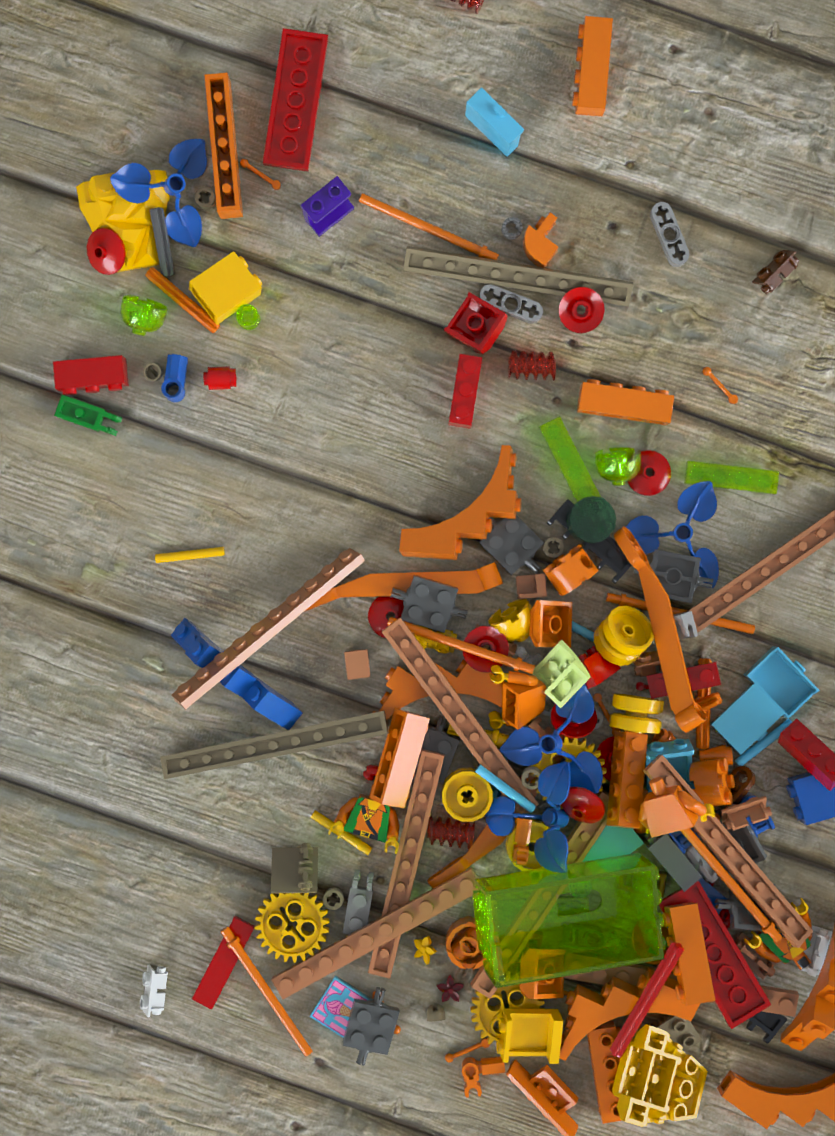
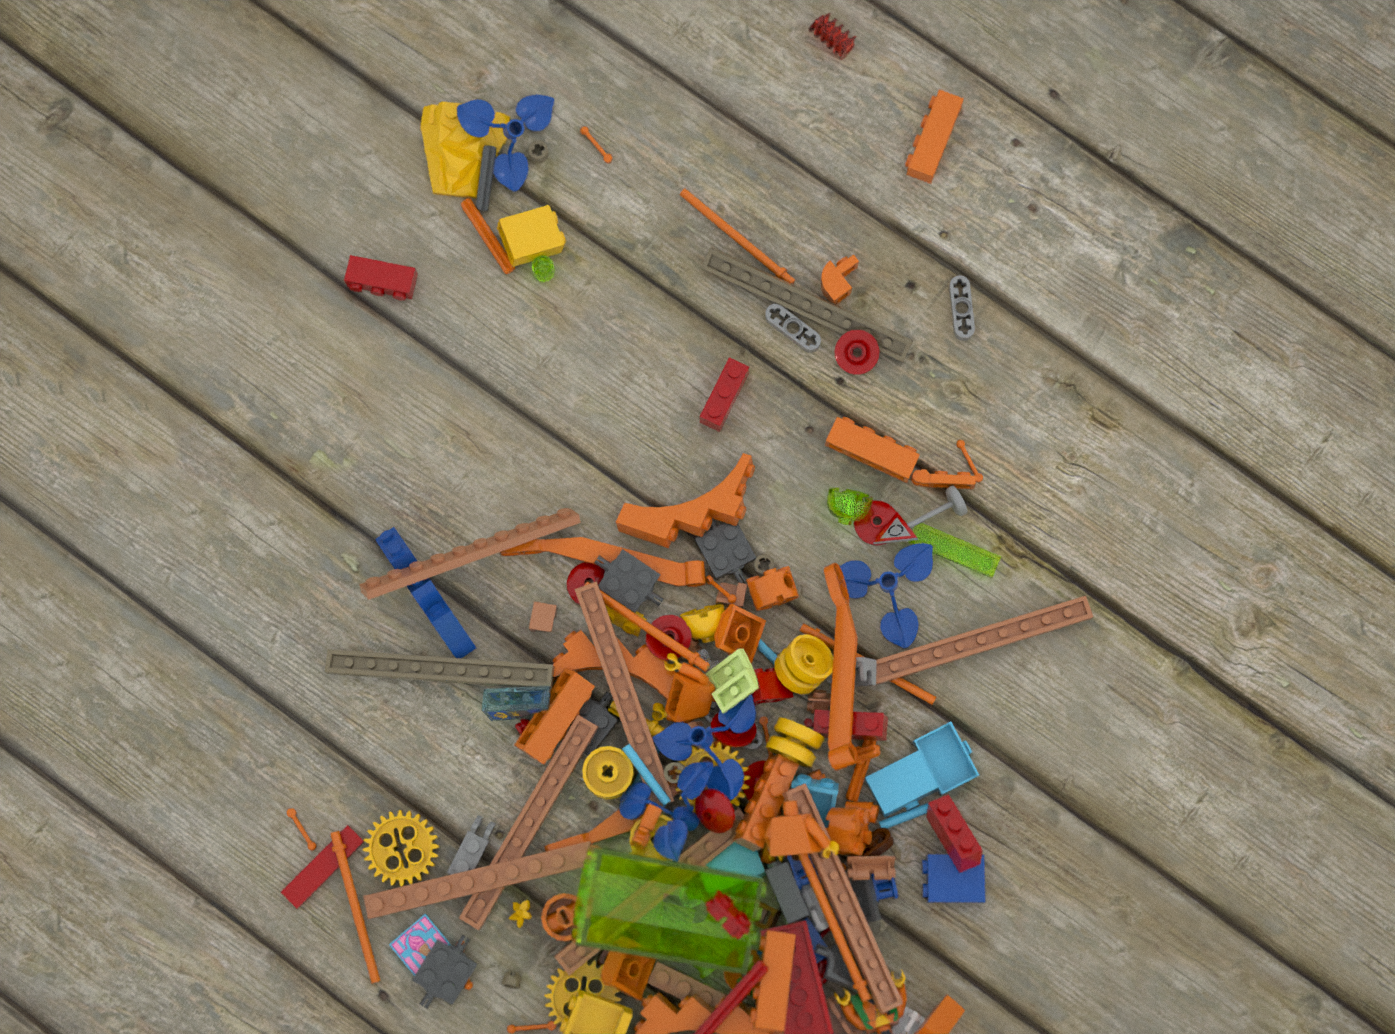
camera: 25 degrees right, 10 degrees down
(85, 414) = (363, 313): green hinge -> none
(112, 248) = (438, 171): red dish -> none
(142, 315) = (446, 238): clear neon green cylinder -> none
(150, 375) = (434, 293): dark tan hinge -> none
(152, 999) = (242, 879): white hinge -> none
(175, 375) = (458, 302): blue piece -> none
(177, 920) = (292, 814): none -> orange hinge
(190, 554) = (418, 470): yellow bar -> none
(220, 378) = (499, 316): red brick -> none
(223, 145) = (570, 109): orange brick -> none
(294, 869) = (420, 795): dark tan hinge -> none
(295, 100) = (649, 88): red plate -> none
(327, 206) = (647, 189): dark purple panel -> none
(338, 904) = (450, 844): dark tan bush -> none
(347, 836) = (476, 775): yellow bar -> none
(358, 755) = (515, 702): none -> clear light blue slope
(368, 819) = (506, 767): torso -> none
(450, 832) = (581, 805): clear red piece -> none
(450, 989) = (533, 961): dark red plant -> none
(477, 324) = (755, 336): red slope -> none
(493, 121) = (825, 158): medium azure container -> none
(505, 230) = (809, 265): light grey bush -> none
(532, 365) = (794, 389): clear red piece -> none
(534, 592) = (731, 598): none -> orange hinge
(568, 459) = (804, 489): clear neon green plate -> none
(591, 520) = (806, 546): clear green brick -> none
(606, 550) = (803, 565): black hinge -> none
(642, 916) = (722, 906): none -> red hinge
(673, 476) = (899, 531): none -> light grey piece
(678, 574) = (875, 625): dark grey plate -> none
(700, 412) = (941, 479): none -> orange hinge
(784, 263) = (1045, 372): reddish brown hinge -> none

